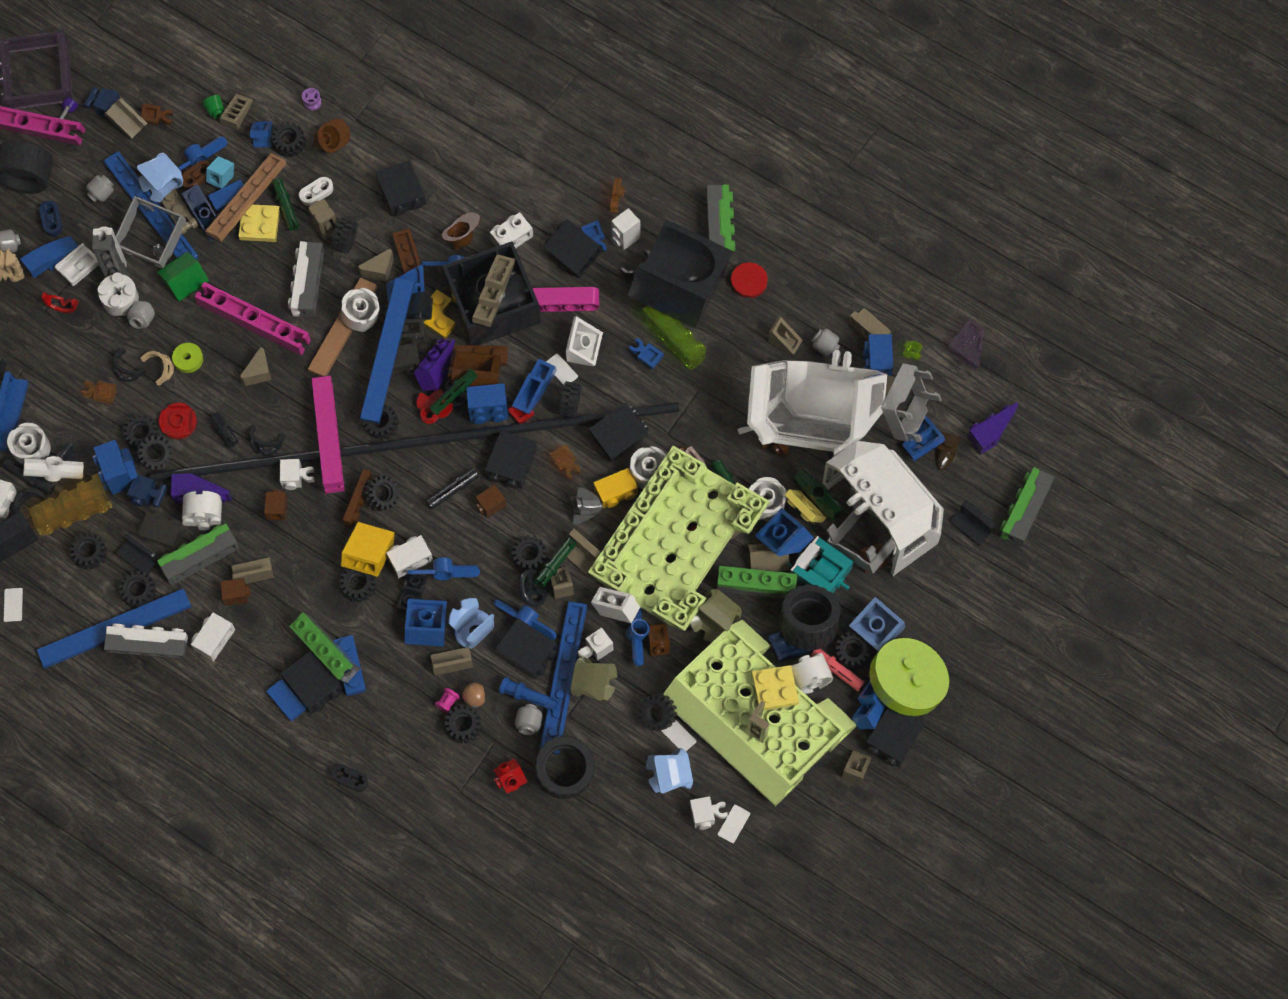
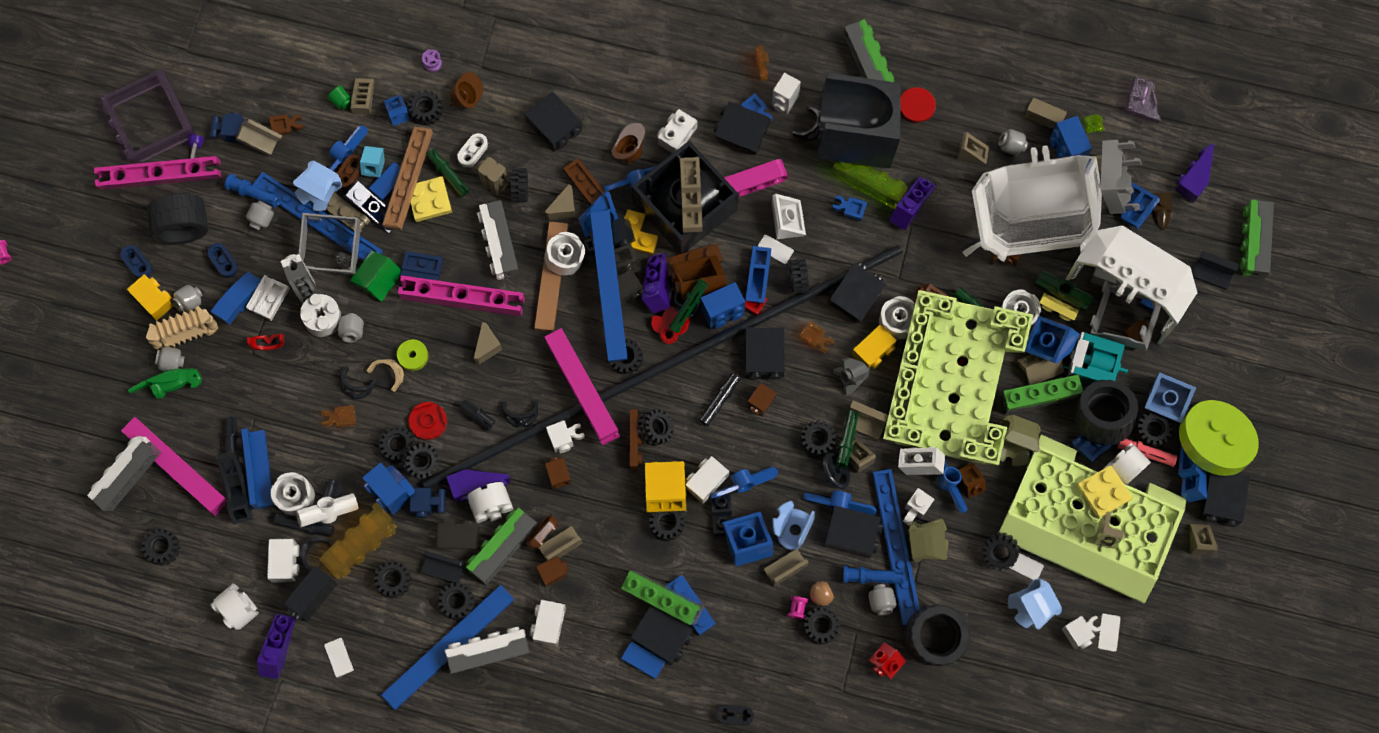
camera: 20 degrees left, 5 degrees up
(96, 160) = (245, 188): none -> blue pin
(228, 280) = (422, 266): none -> dark blue plate
(246, 550) = (544, 528): none -> reddish brown plate
(705, 368) = (912, 203): none -> dark purple slope

